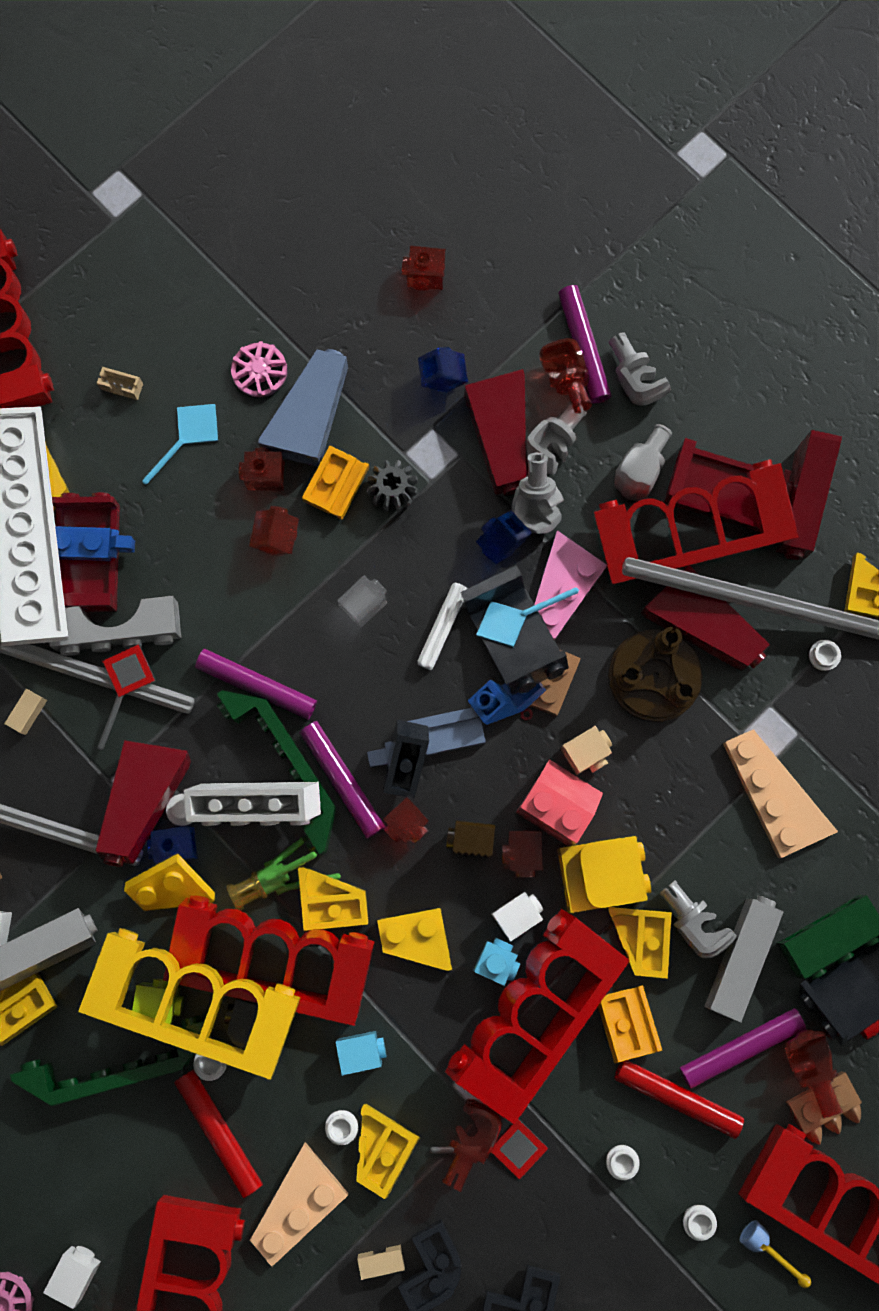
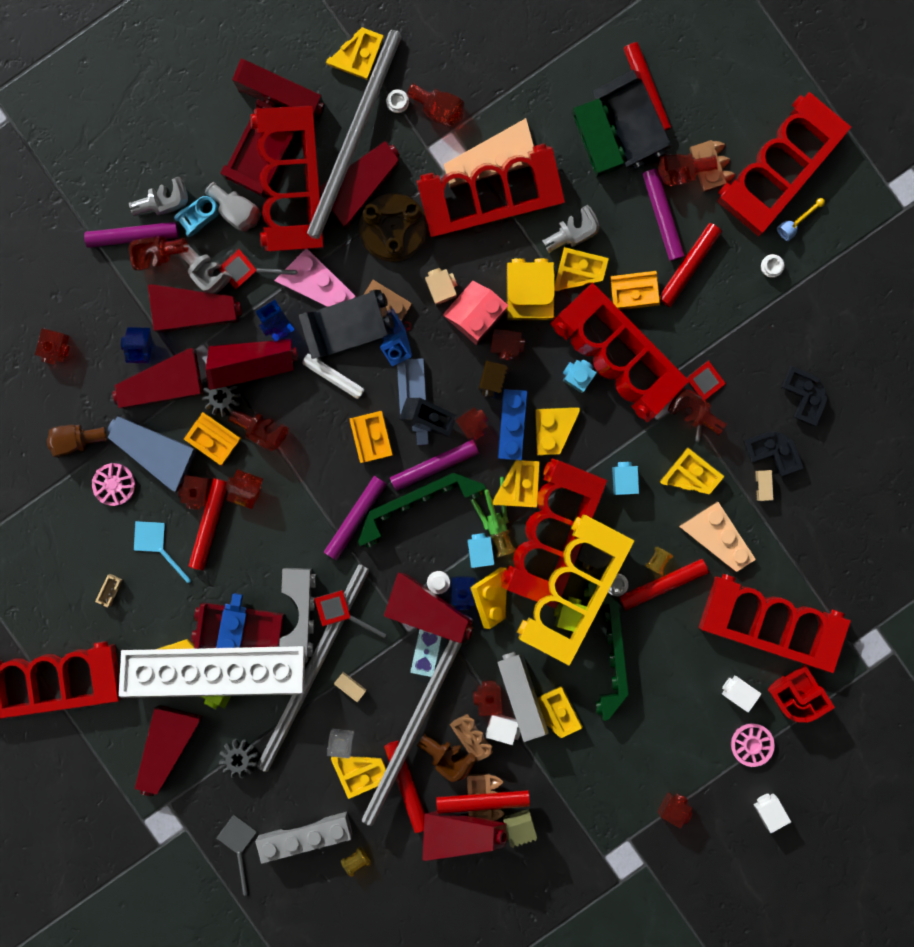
camera: 90 degrees left, 10 degrees up
(27, 904) = (488, 698): none -> clear red brick
(79, 807) = (425, 653): none -> clear light blue tile
(220, 494) = (208, 524): none -> red piece
(232, 861) = (480, 550): none -> medium azure brick
(250, 1120) = (659, 560): none -> clear yellow bush
(252, 803) = (442, 529): white brick -> none
(309, 303) = (69, 438): none -> reddish brown piece
(341, 1127) = (673, 499): white plate -> none
(355, 538) = (257, 430): none -> clear red piece
(363, 600) = (305, 431): clear brick -> none
(368, 688) = (371, 436): none -> light orange plate
(401, 411) = (166, 381): none -> dark red slope
(412, 877) = (512, 424): none -> blue brick
(443, 510) = (248, 361): none -> dark red slope
(504, 623) = (338, 331): medium azure piece -> none
(518, 915) = (549, 355): white brick -> none
(537, 497) = (249, 290): light grey piece -> none
(570, 484) = (243, 269): none -> piece
(621, 416) = (196, 215): none -> medium azure piece
(622, 1162) = (725, 311): white plate -> none
(744, 958) = (603, 201): light grey brick -> none
(759, 872) = (545, 178): none -> red fence
(831, 710) = (438, 105): none -> clear red piece

